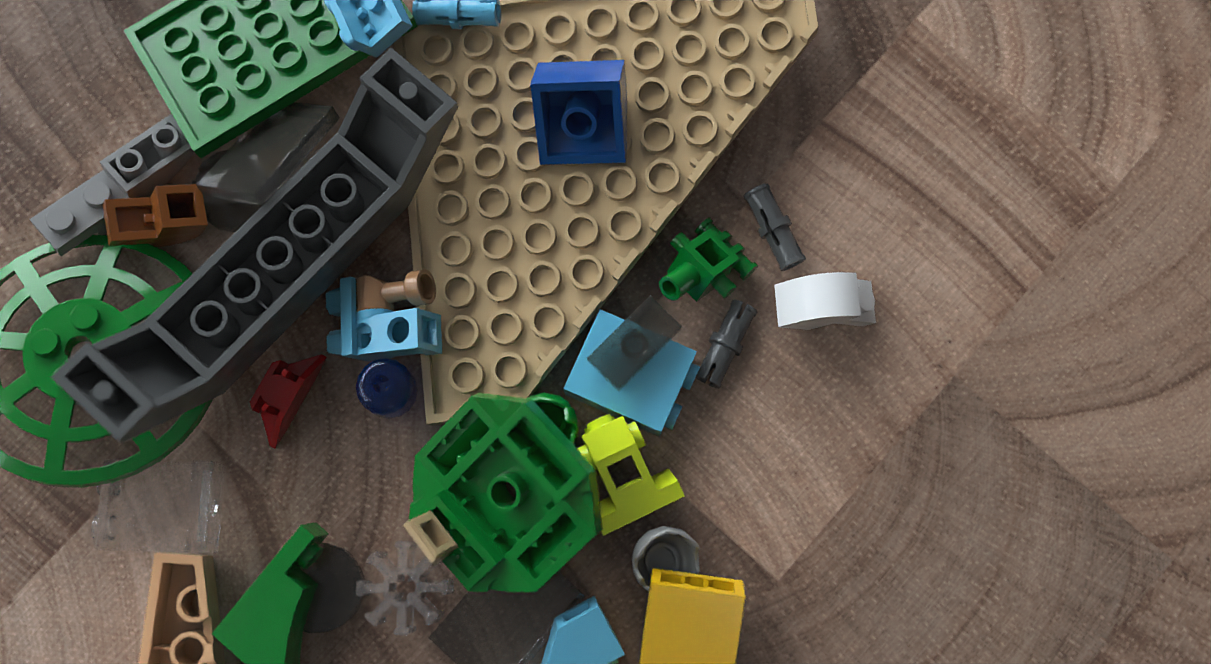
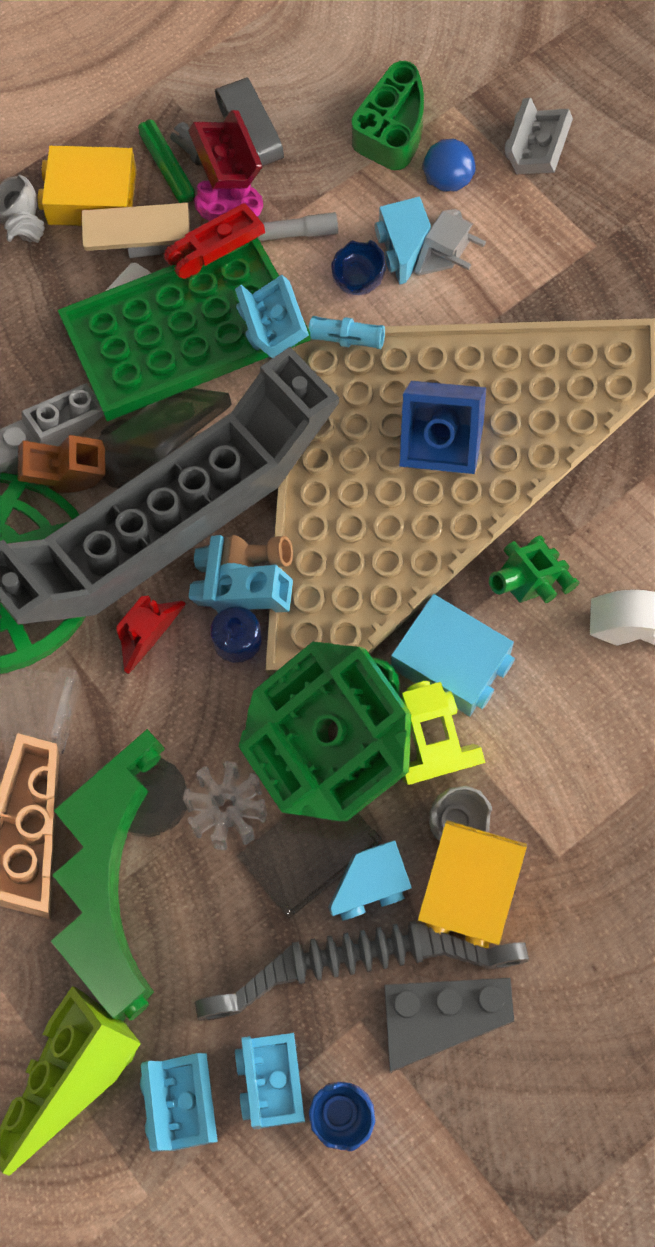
camera: 10 degrees right, 10 degrees down
(431, 537) = (256, 758): tan slope -> none
(634, 343) = (459, 624): clear smoke plate -> none
(726, 343) = (541, 644): dark grey pin -> none
(774, 227) = (598, 552): dark grey pin -> none

